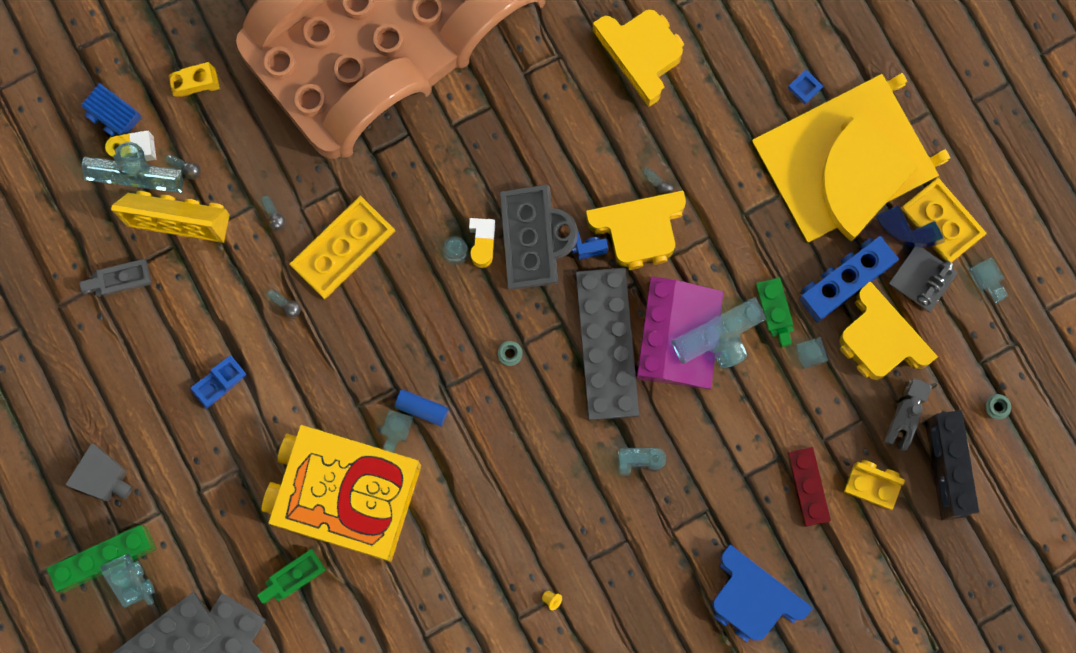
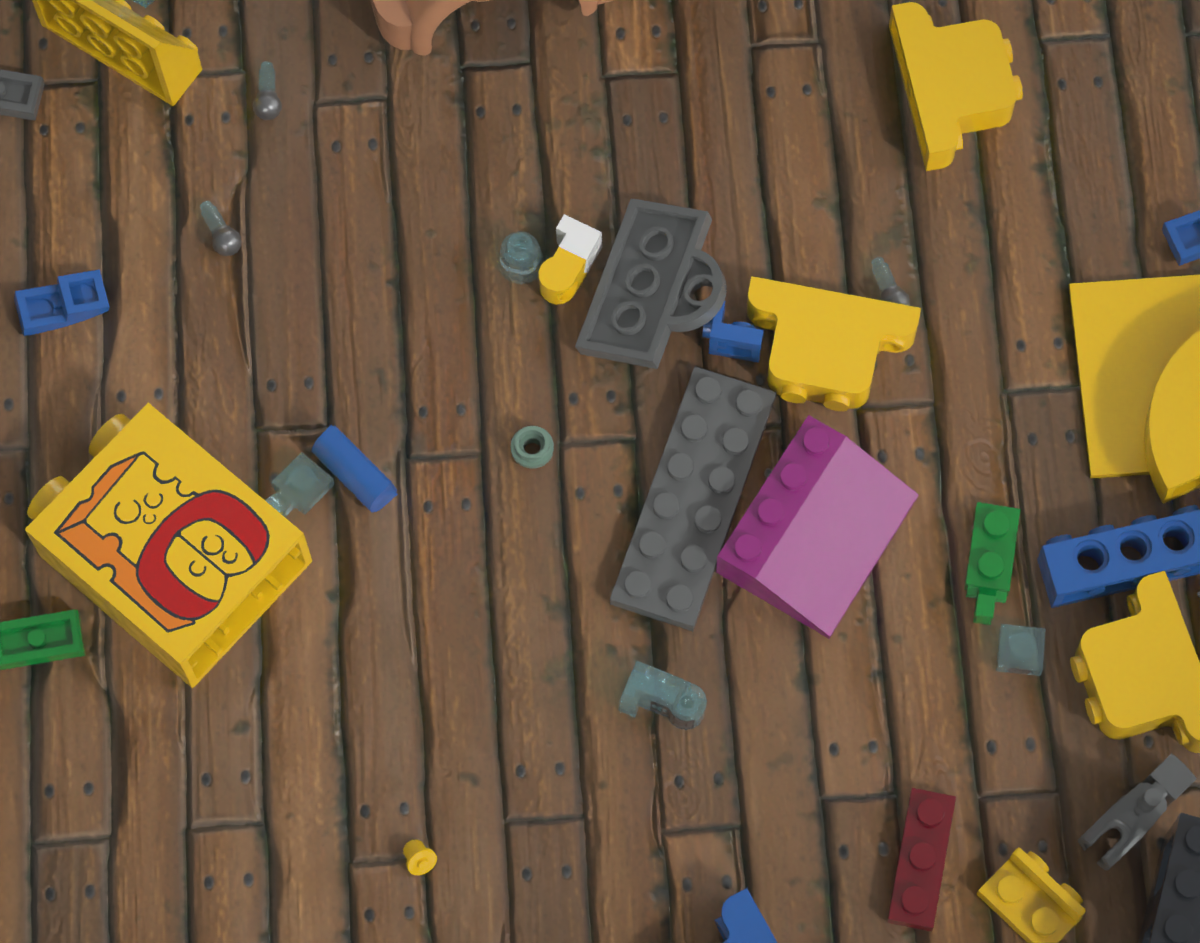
camera: 25 degrees right, 10 degrees down
(342, 247) = (348, 184): yellow tile -> none
(721, 335) = (882, 555): clear light blue plate -> none

